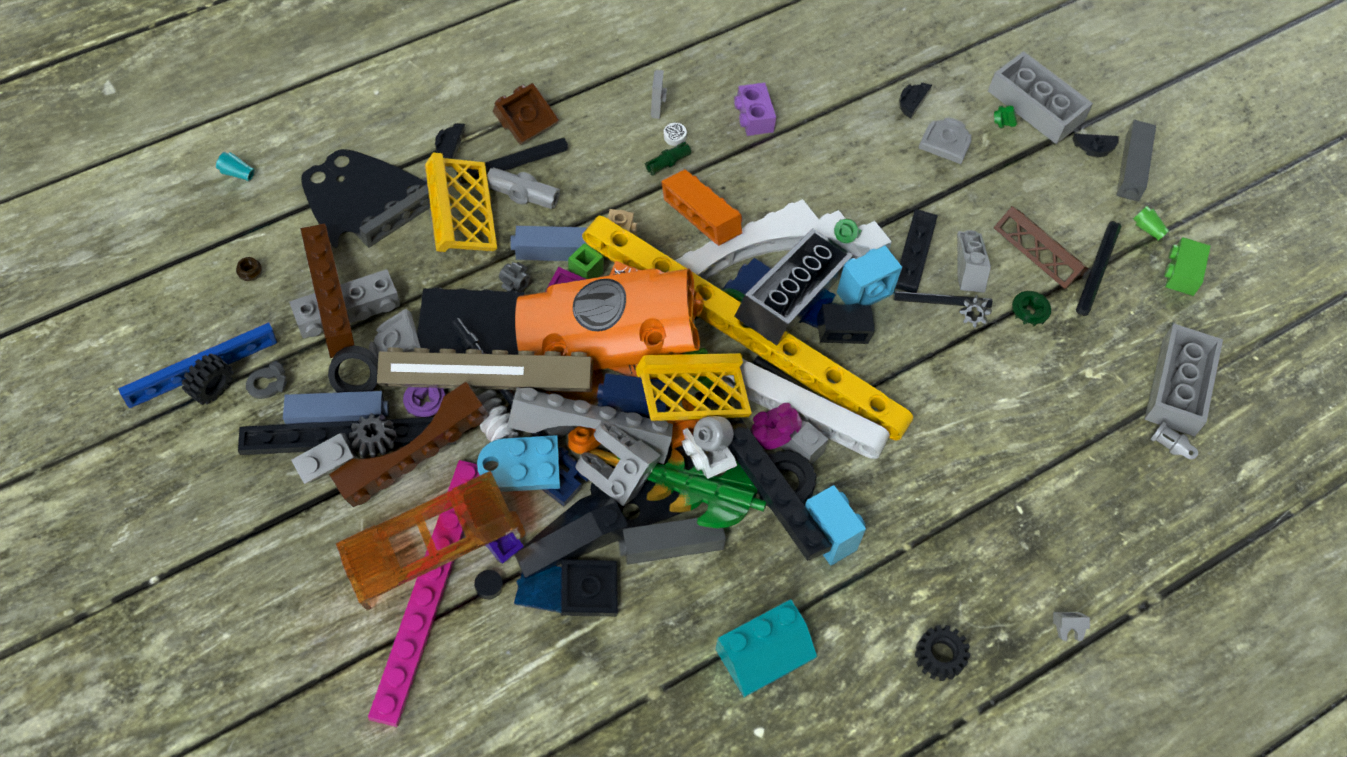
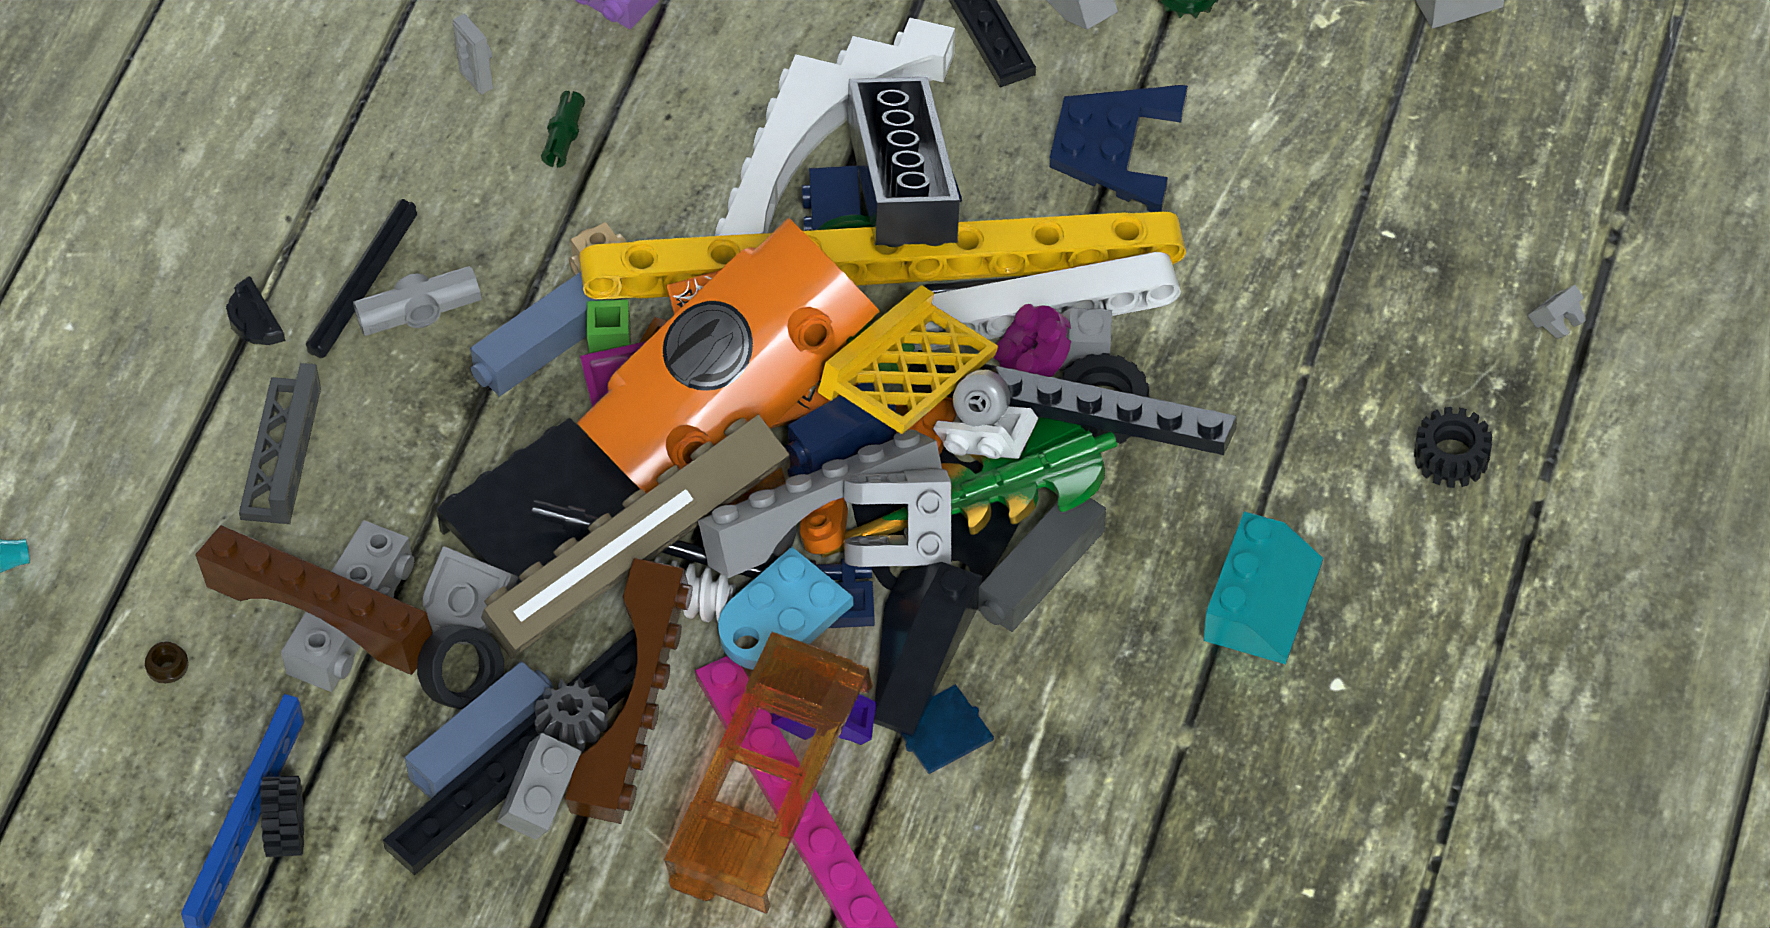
camera: 35 degrees left, 5 degrees down
(274, 371) = (348, 748): dark grey piece -> none
(363, 193) = (204, 462): black piece -> none
(413, 404) = (583, 625): medium lavender gear -> none
(441, 199) = (355, 391): yellow fence -> none
(488, 584) = (879, 774): black tile -> none
(514, 277) = (530, 413): dark grey gear -> none
(525, 113) = (316, 205): reddish brown plate -> none
(589, 588) = (998, 686): black tile -> none
(675, 134) = (537, 92): tile -> none
(702, 207) = (683, 153): orange brick -> none
(837, 522) = (1215, 386): medium azure brick -> none
(845, 323) = (994, 168): black brick -> none
(846, 231) = (892, 52): green plate -> none
(869, 277) = (972, 92): medium azure brick -> none
(916, 347) = (1099, 135): none -> dark blue wing
(935, 298) = (1074, 57): black bar -> none
(970, 315) = (1140, 41): dark grey gear -> none
(1179, 446) = (1496, 27): light grey piece -> none

